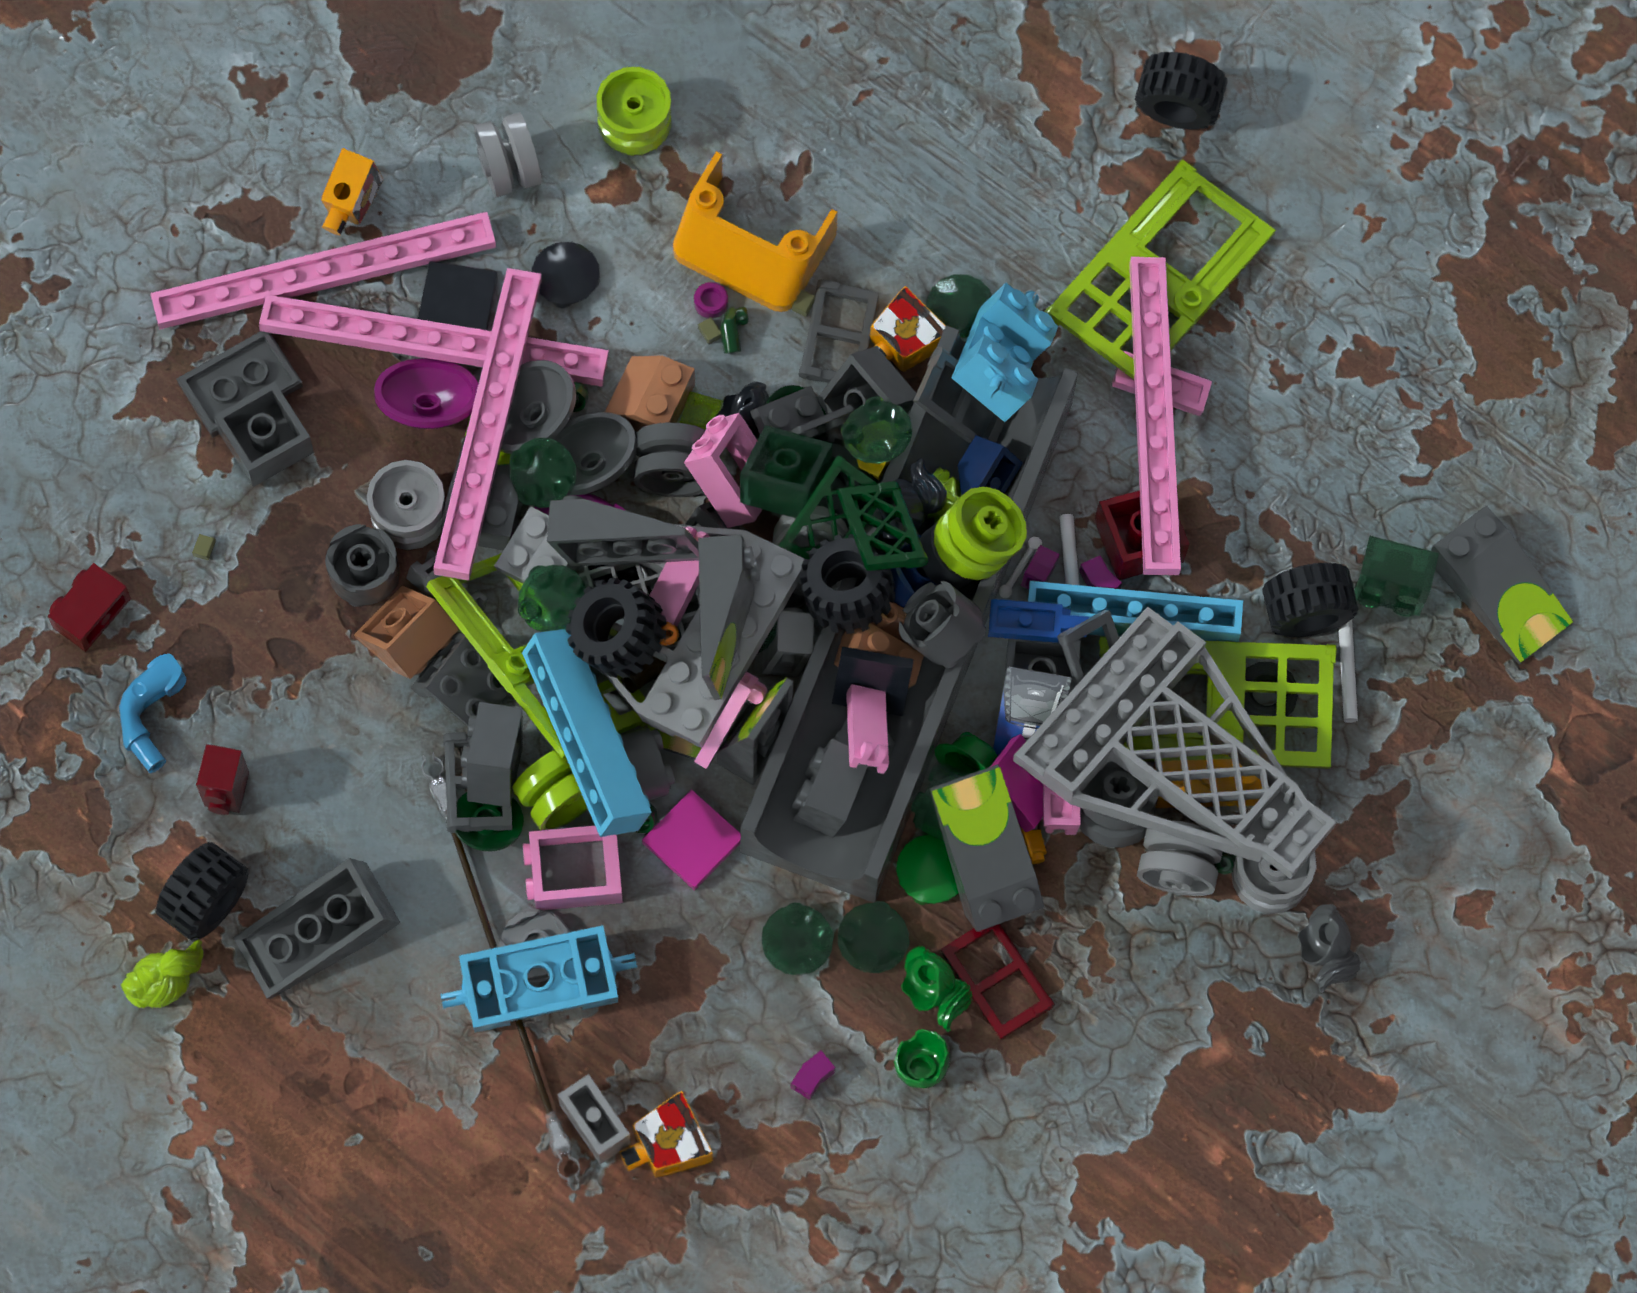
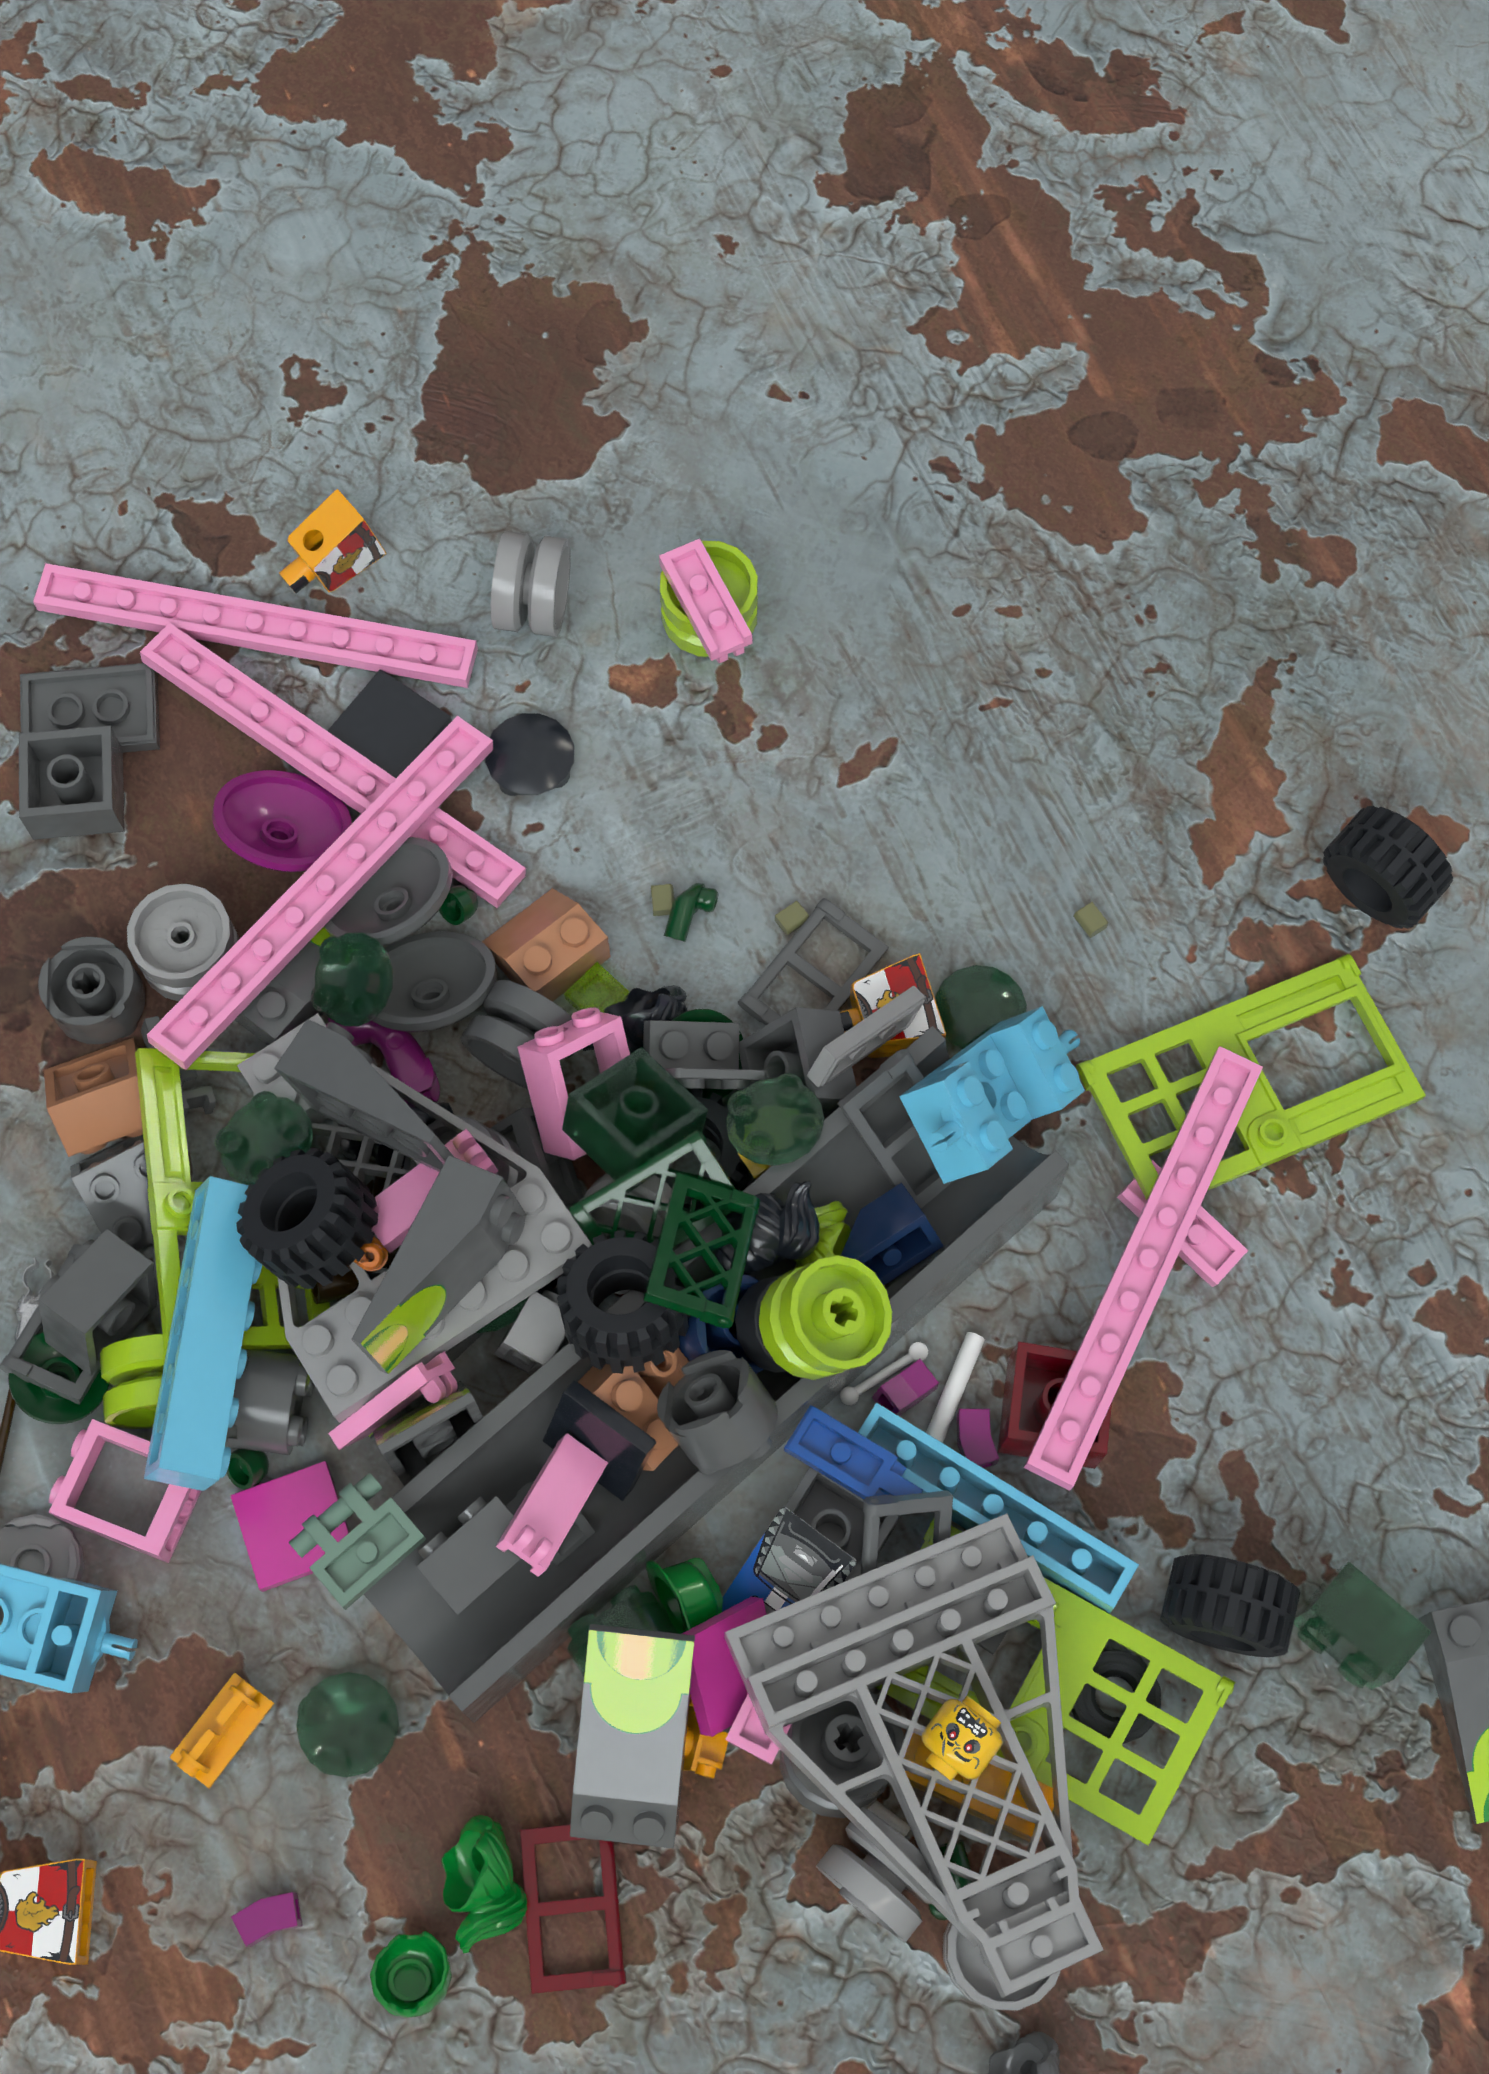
camera: 30 degrees right, 0 degrees up
(639, 112) = (706, 600): none -> bright pink hinge
(711, 300) = (683, 863): magenta tile -> none
(718, 981) = (221, 1730): none -> light orange hinge
(741, 259) = (739, 833): light orange windscreen -> none
(767, 813) = (367, 1551): none -> sand green plate
(873, 937) = (442, 1771): clear green dish -> none
(905, 352) = (866, 1037): none -> light grey tile
(926, 871) = (550, 1716): green dish -> none
(1002, 213) = (1091, 919): none -> olive piece
(1192, 741) = (962, 1739): none -> yellow head
(1348, 672) = (1237, 1723): white bar -> none

